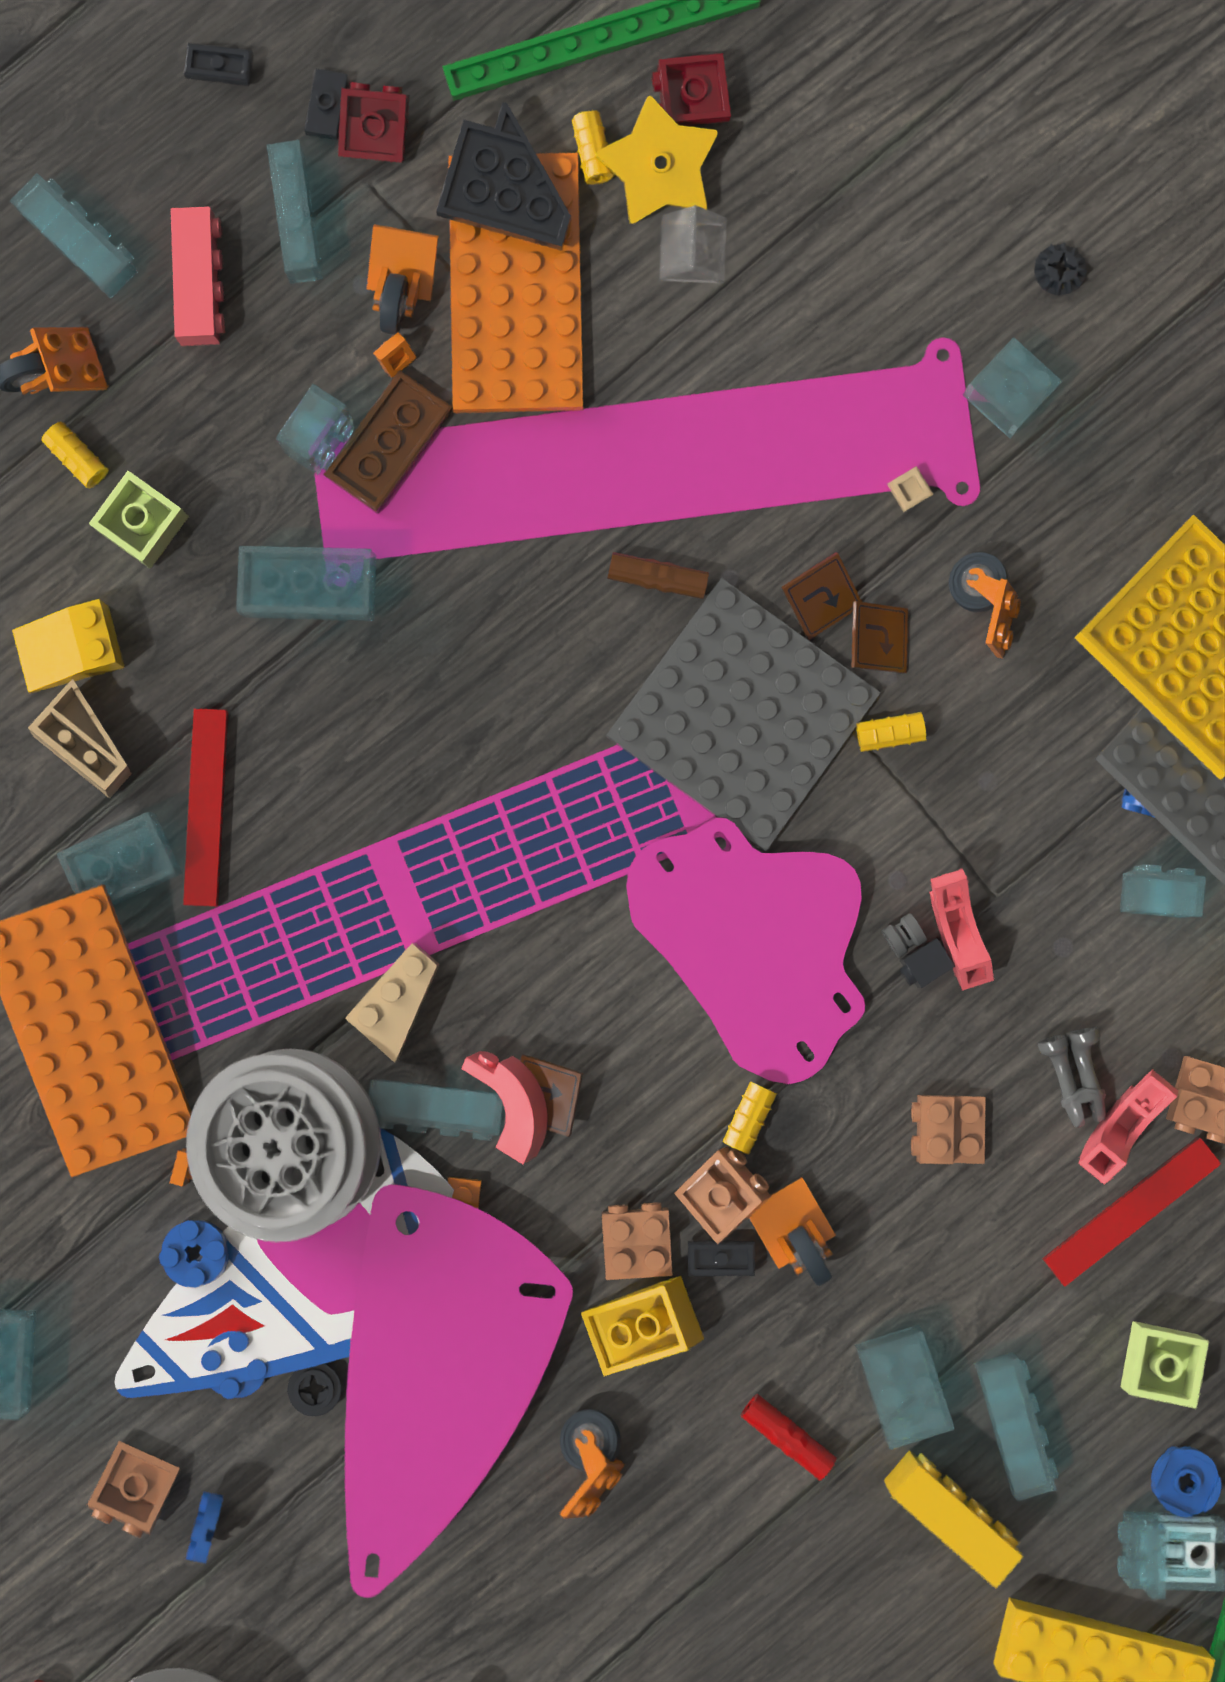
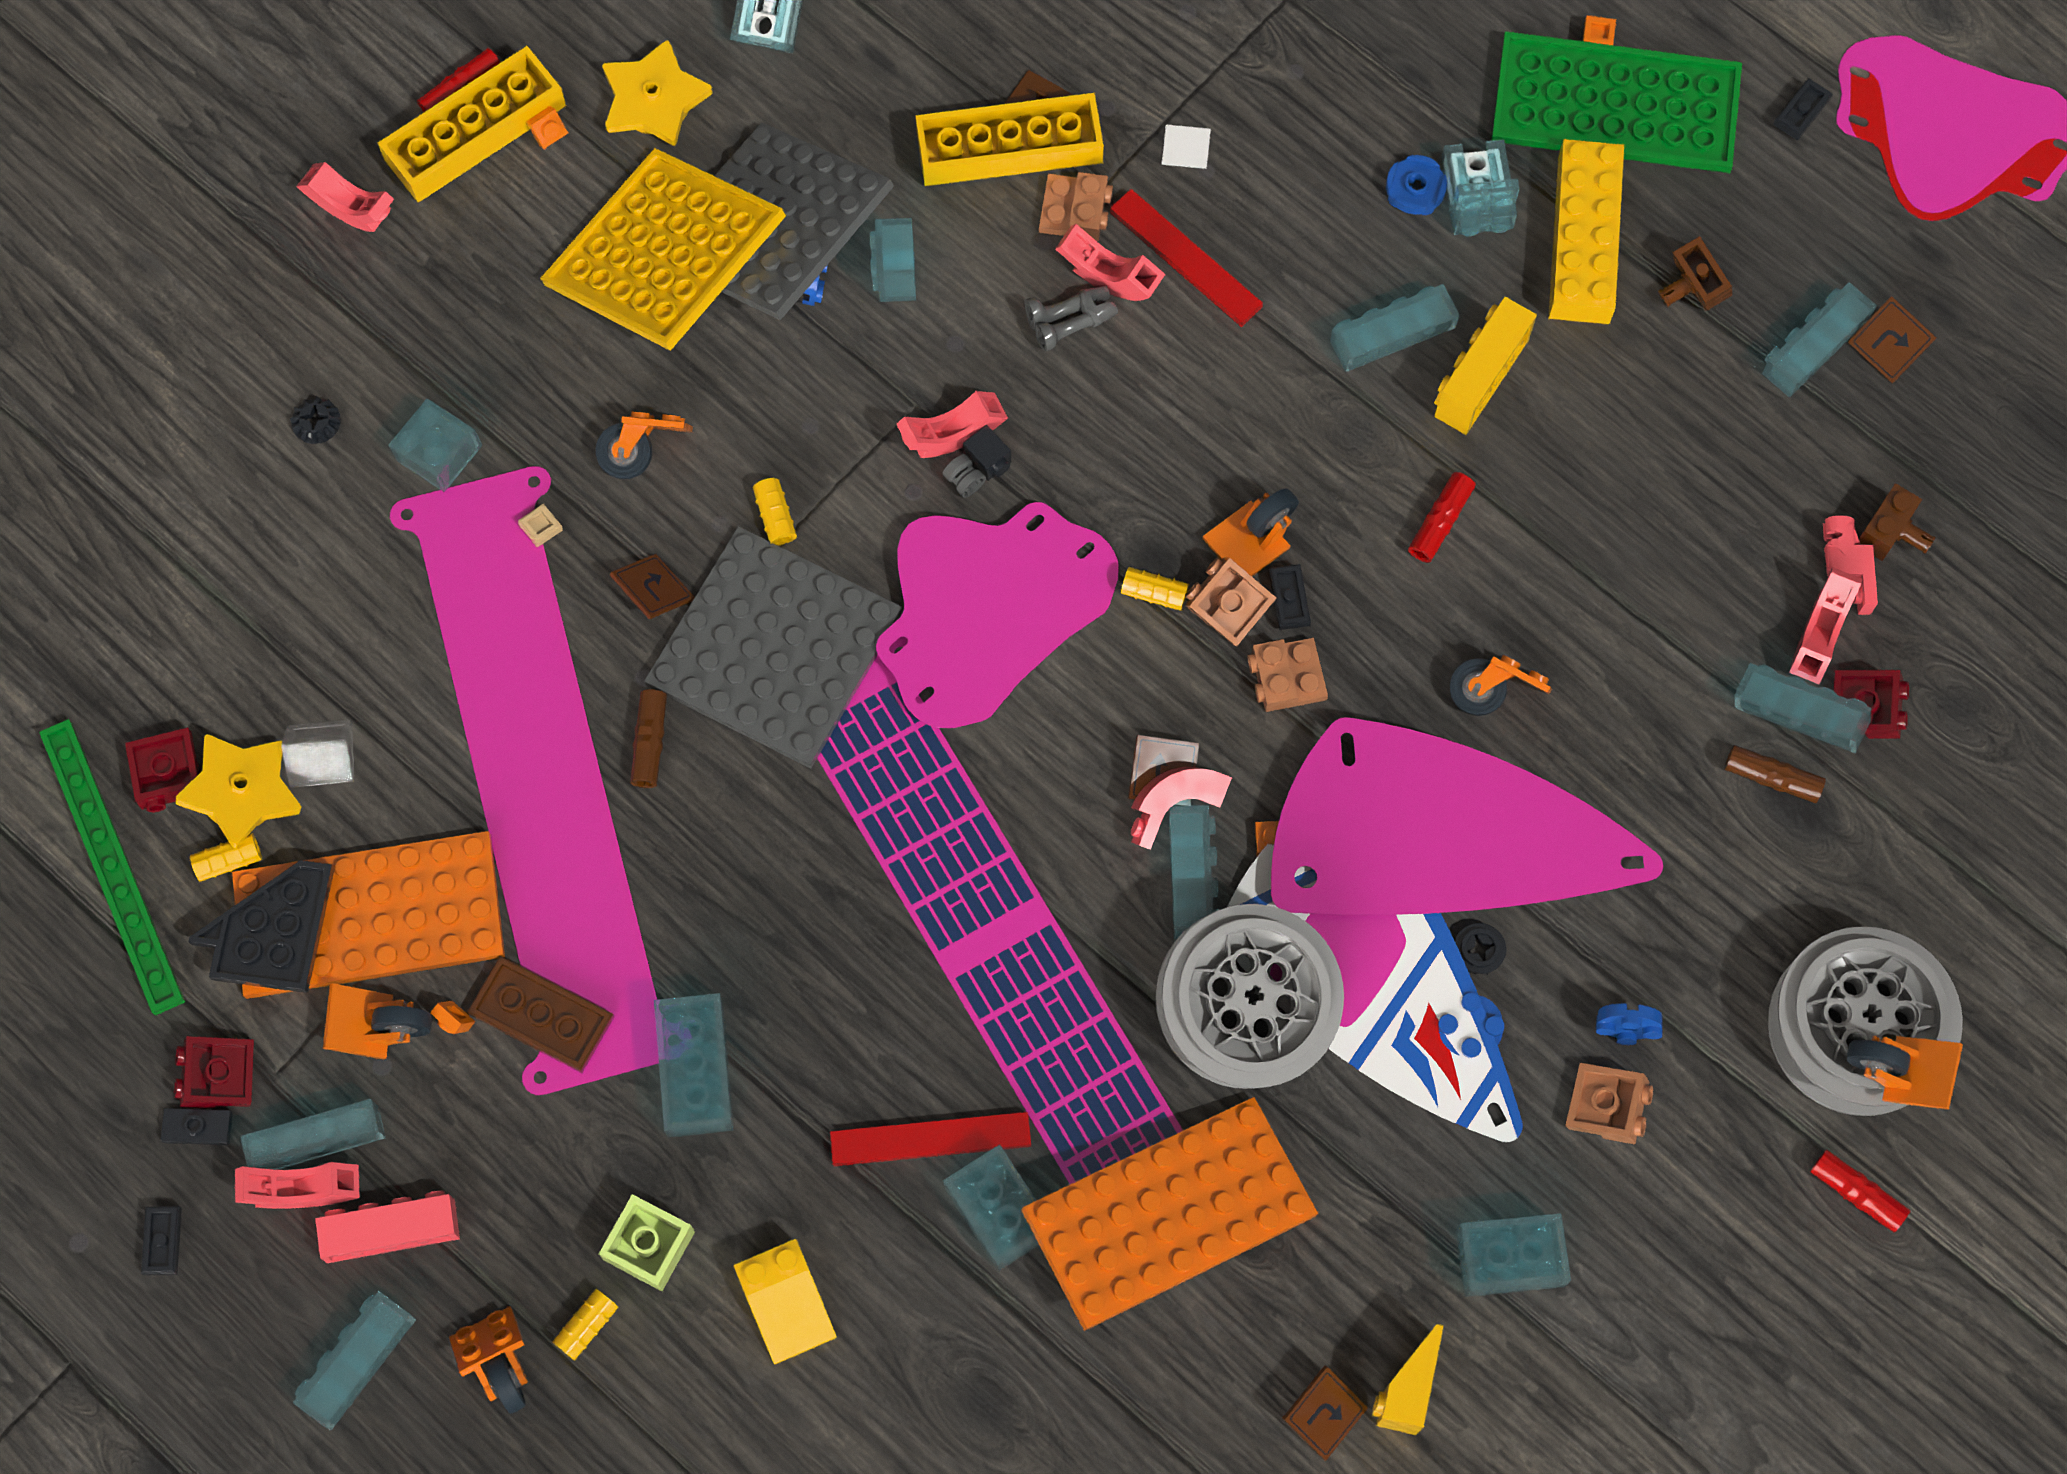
camera: 100 degrees left, 15 degrees down
(78, 738) = (881, 1265): tan wedge -> none
(181, 1172) = (1289, 1101): orange plate -> none
(213, 1252) = (1389, 1075): blue plate -> none
(248, 191) = (297, 1188): none -> coral arch
(316, 430) = (538, 1076): clear light blue brick -> none
(394, 1001) = (1095, 921): tan wedge -> none
(643, 1326) = (1365, 657): yellow slope -> none
(879, 637) = (686, 531): reddish brown piece -> none
(904, 1387) = (1377, 423): clear light blue brick -> none
(949, 1129) = (1137, 417): nougat plate -> none
(1164, 1364) = (1316, 211): yellowish green brick -> none

